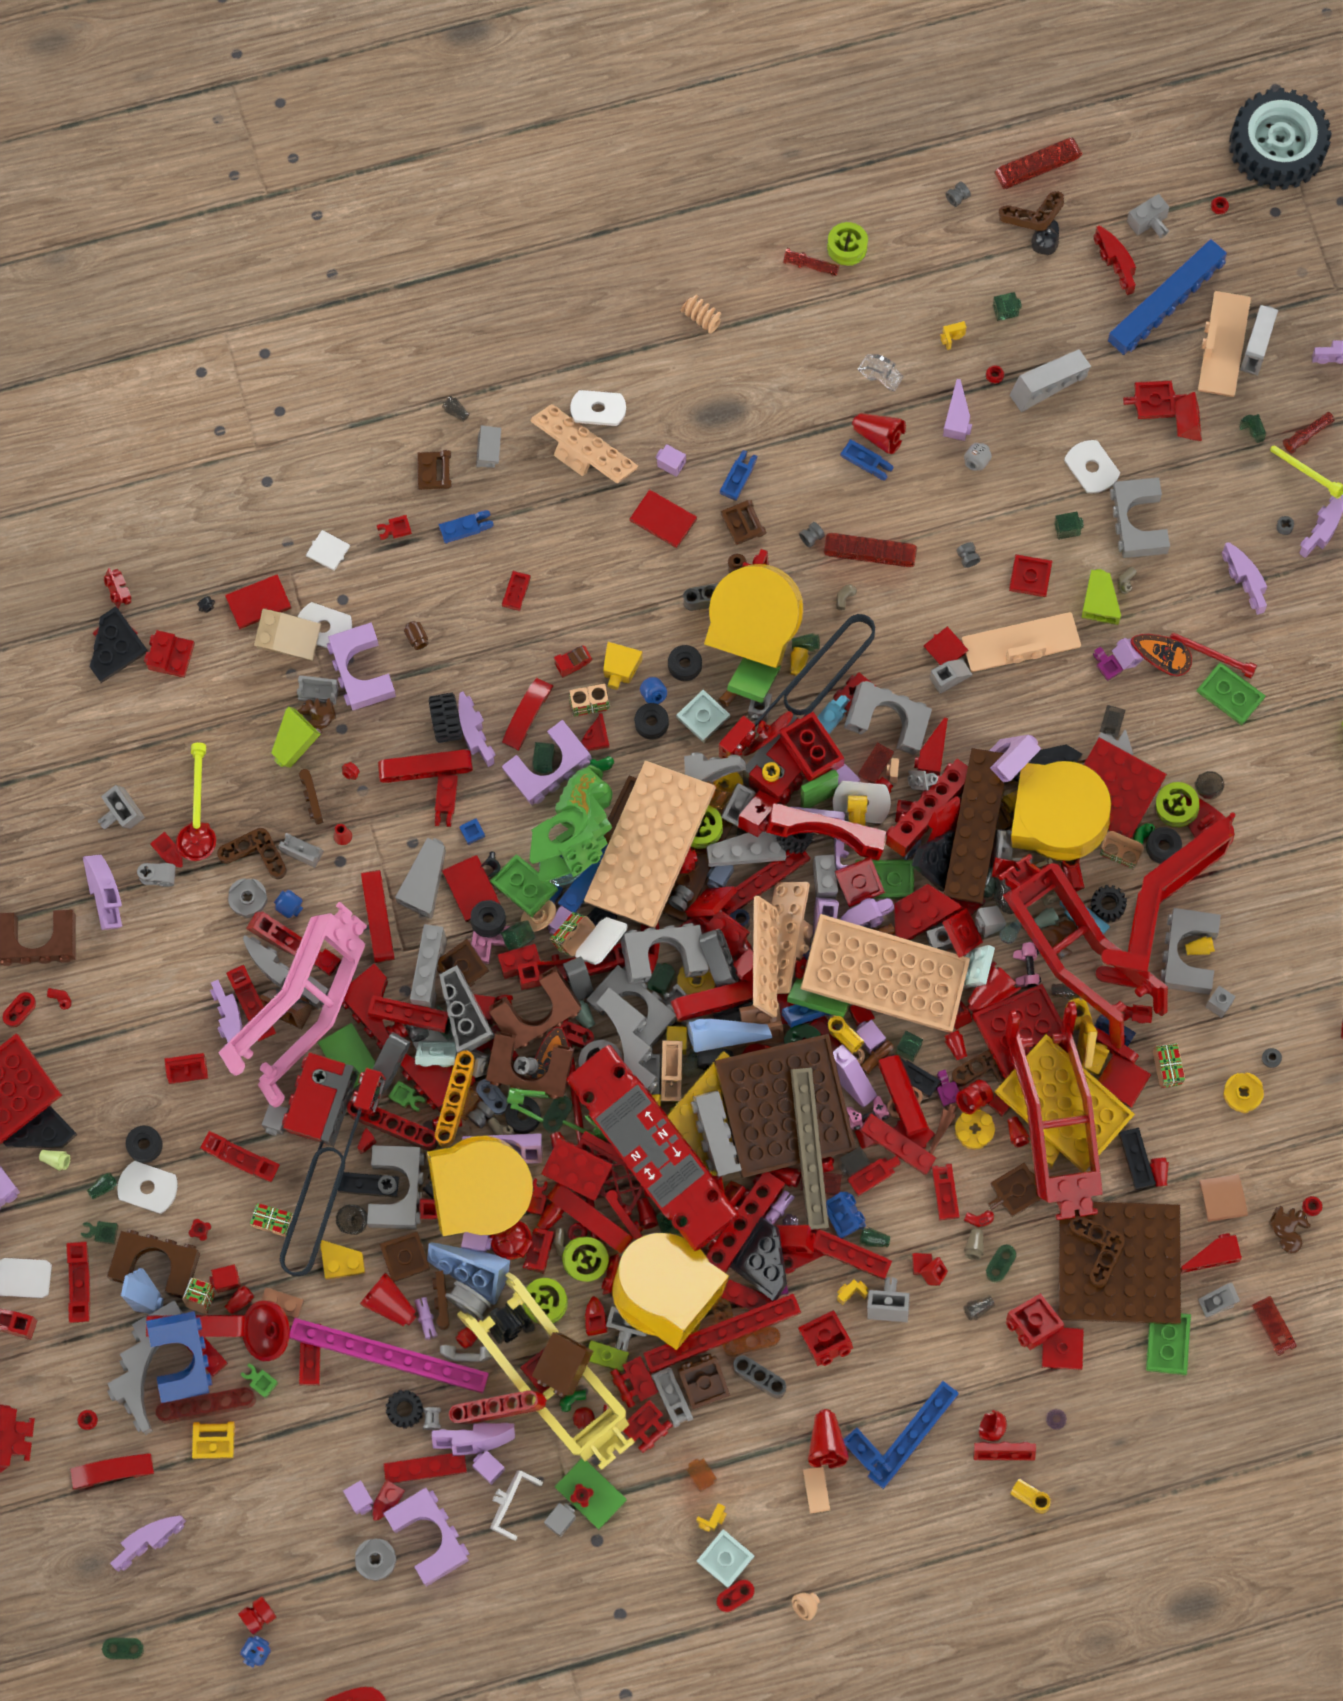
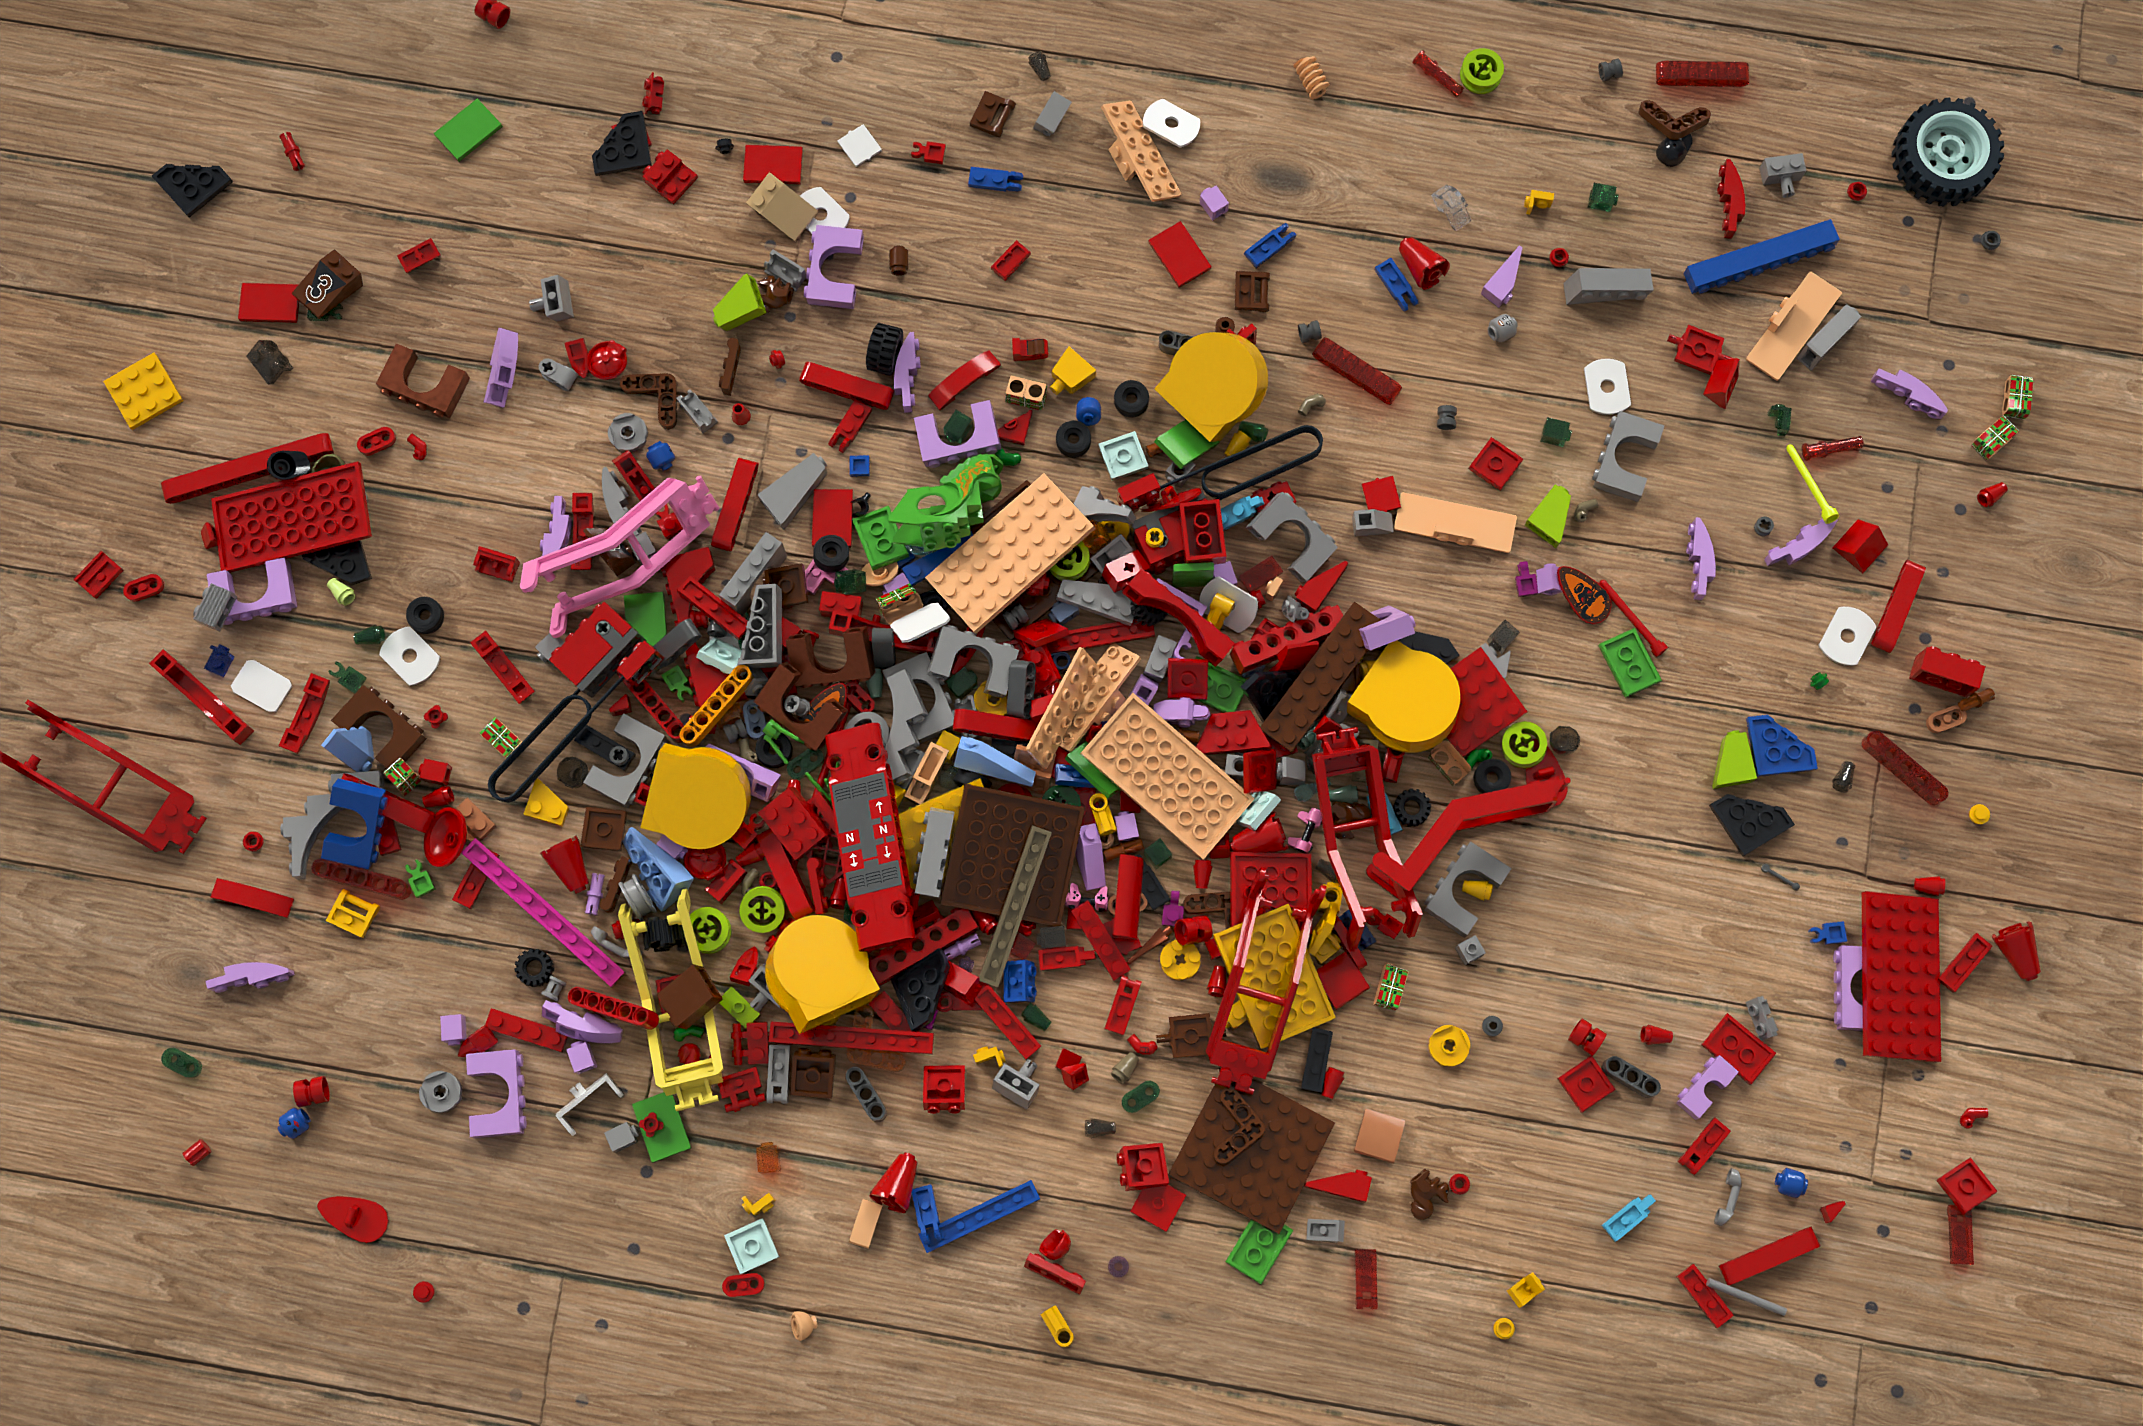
camera: 25 degrees right, 5 degrees up
(198, 751) = (650, 278): neon yellow piece -> none

